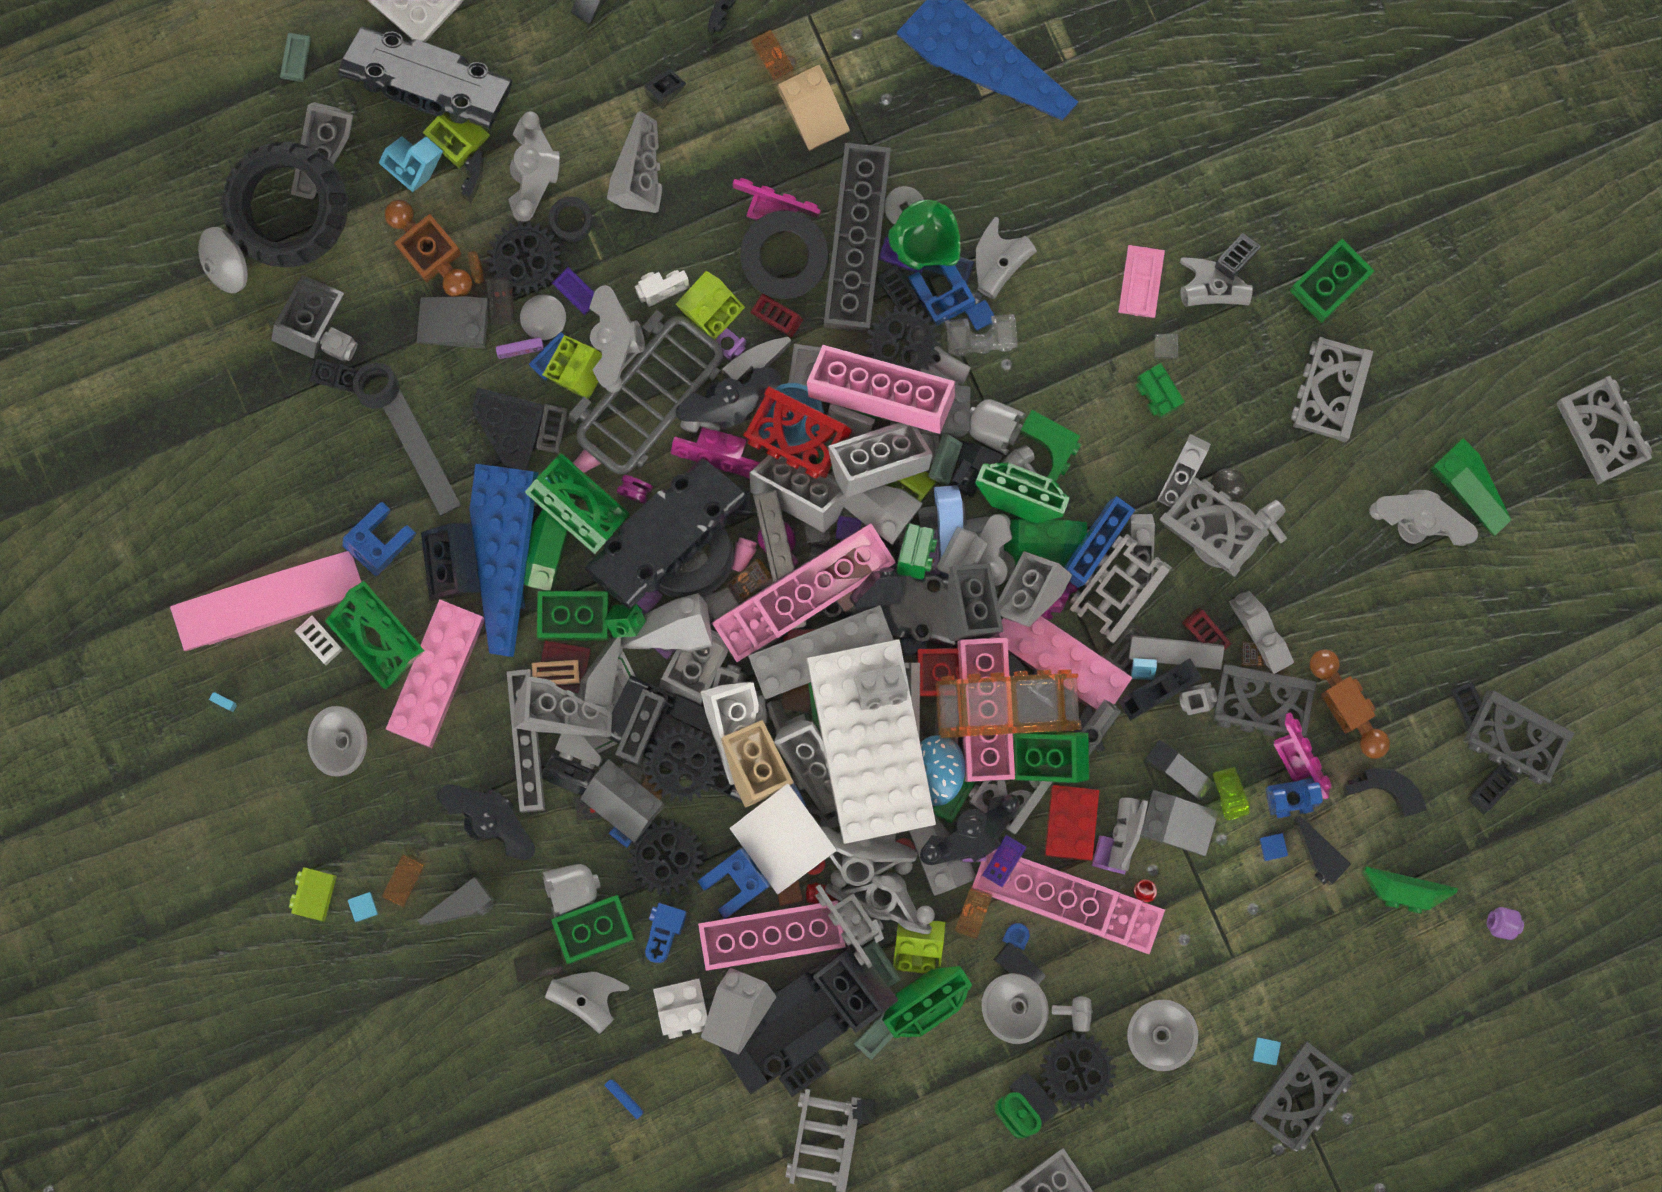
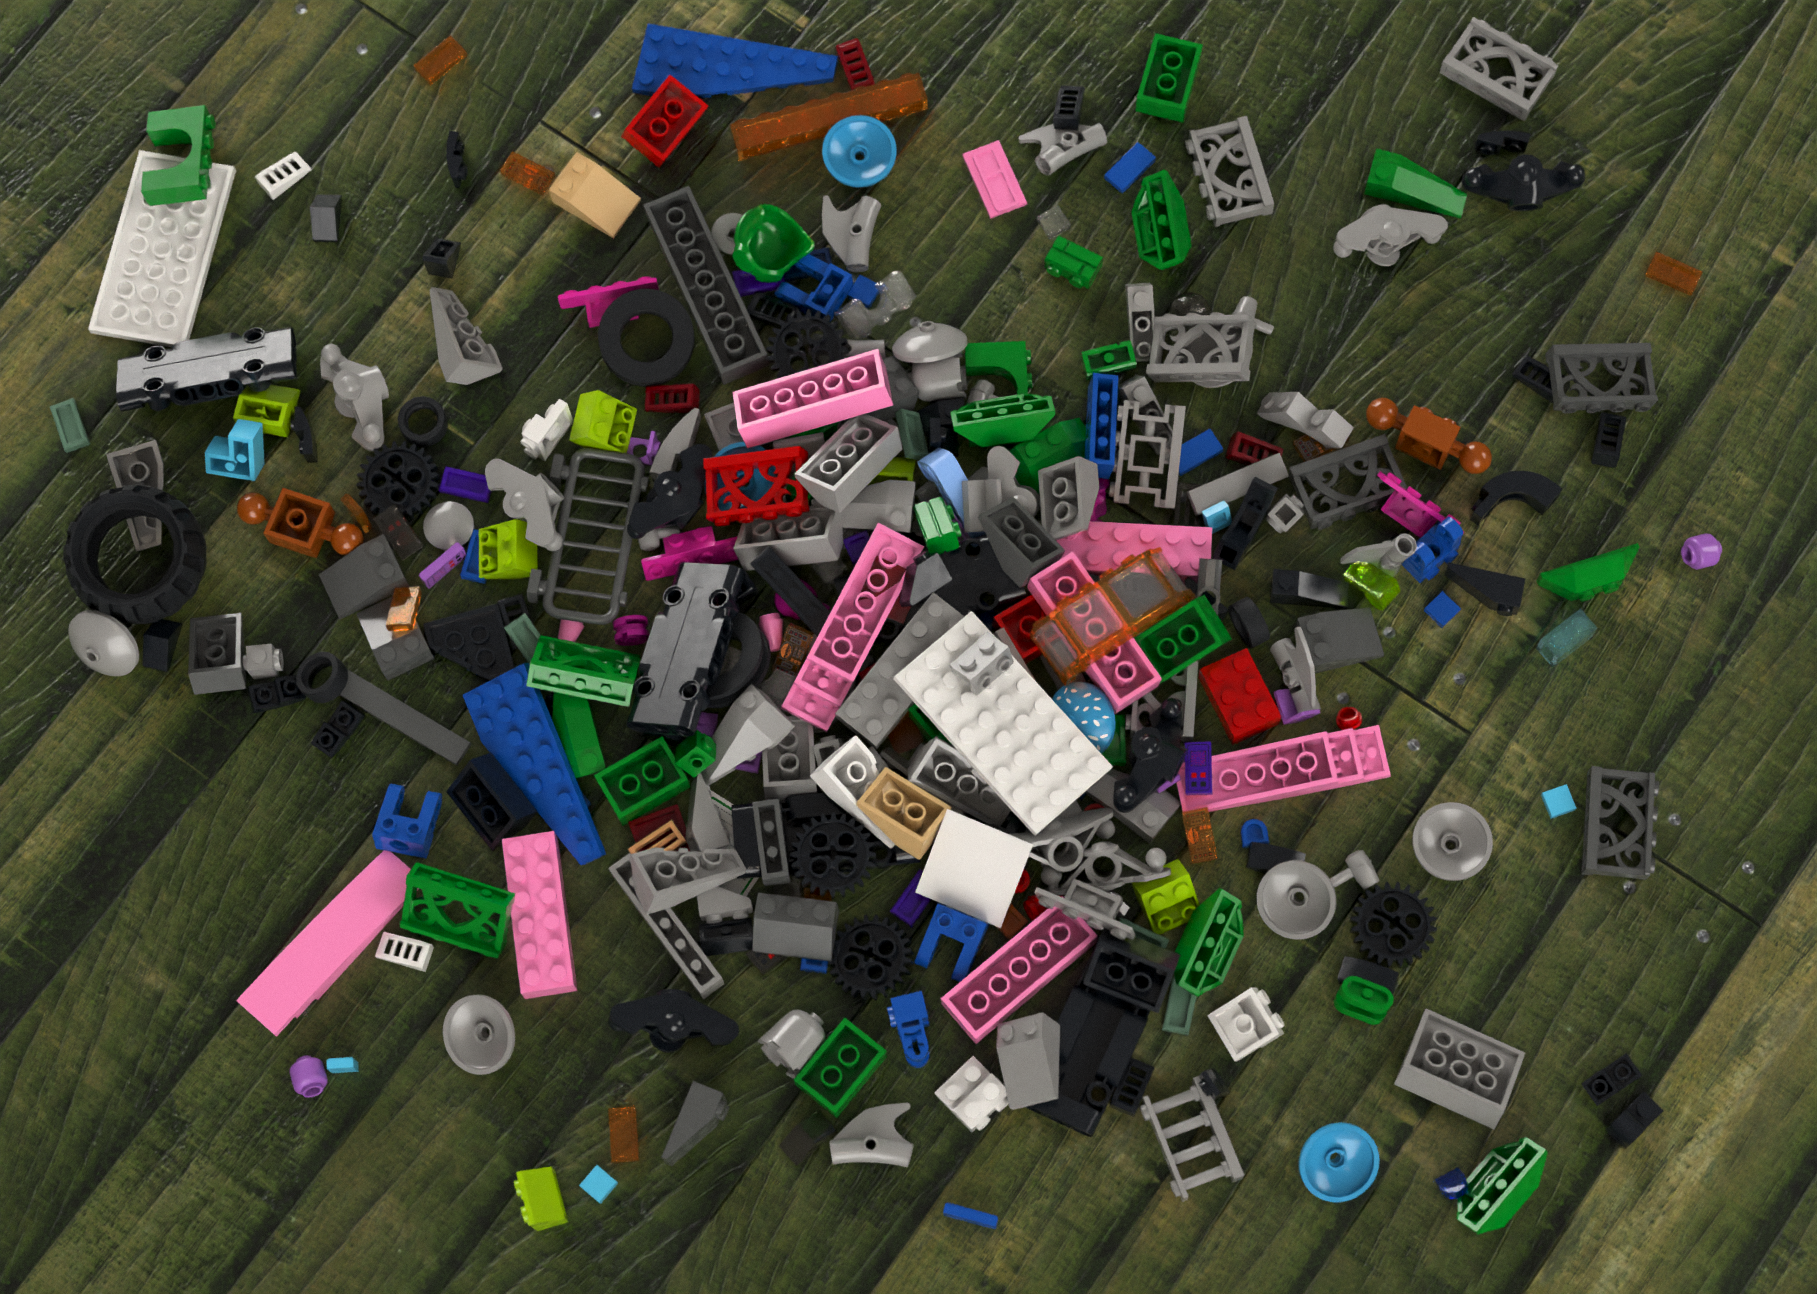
camera: 25 degrees left, 10 degrees down
(193, 695) = (308, 1076): none -> medium lavender head
(267, 283) = (160, 644): none -> black slope
(366, 432) = (338, 729): none -> black slope
(451, 383) = (393, 650): none -> dark grey slope
(468, 368) = (403, 608): none -> clear orange tile
(549, 445) = (524, 636): none -> sand green tile
(720, 833) = (910, 904): none -> dark purple tile
(905, 79) = (664, 121): none -> red brick
(919, 1079) = (1247, 1023): none -> white plate
(1002, 395) = (929, 343): none -> light grey dish
(1040, 150) = (816, 117): none -> clear orange brick
(1046, 180) = (854, 137): none -> dark azure dish
(1092, 100) = (851, 51): none -> dark red slope
(1114, 769) = (1249, 622): none -> black tyre
(1136, 490) = (1109, 359): none -> green brick
(1163, 605) = (1198, 451): none -> blue tile
(1249, 401) = (1161, 222): none -> green wedge
(1255, 336) = (1130, 167): none -> blue tile
(1255, 785) = (1386, 555): none -> light grey pin
(1354, 928) = (1566, 637): none -> clear light blue brick
(1558, 490) = (1491, 142): none -> black slope
(1561, 540) = (1524, 183): none -> black piece
(1633, 684) = (1673, 273): none -> clear orange tile

